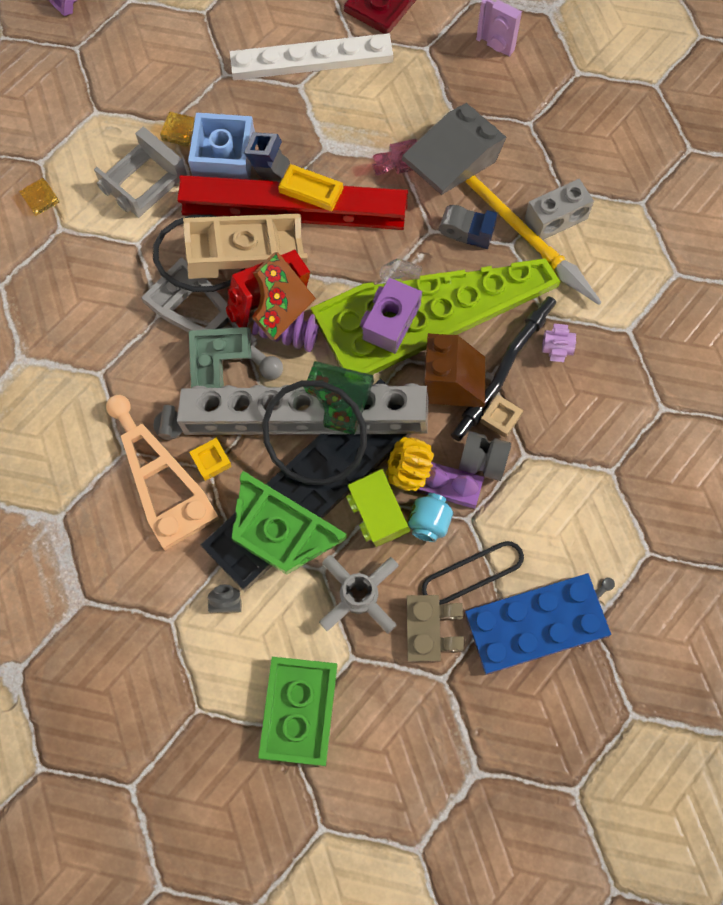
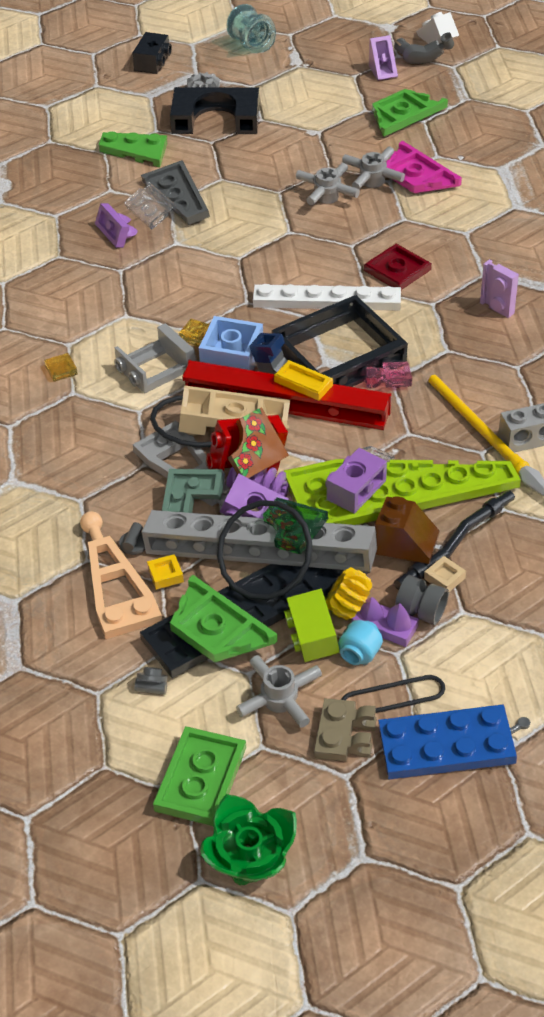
camera: 10 degrees right, 25 degrees down
(271, 357) = (244, 492): none -> medium lavender brick
(318, 89) = (352, 372): none -> black window
(385, 812) = (240, 824): none -> green brick
(455, 149) = (442, 370): dark grey slope -> none
(468, 225) = (444, 431): leg -> none
(559, 342) = (510, 524): lavender gear -> none

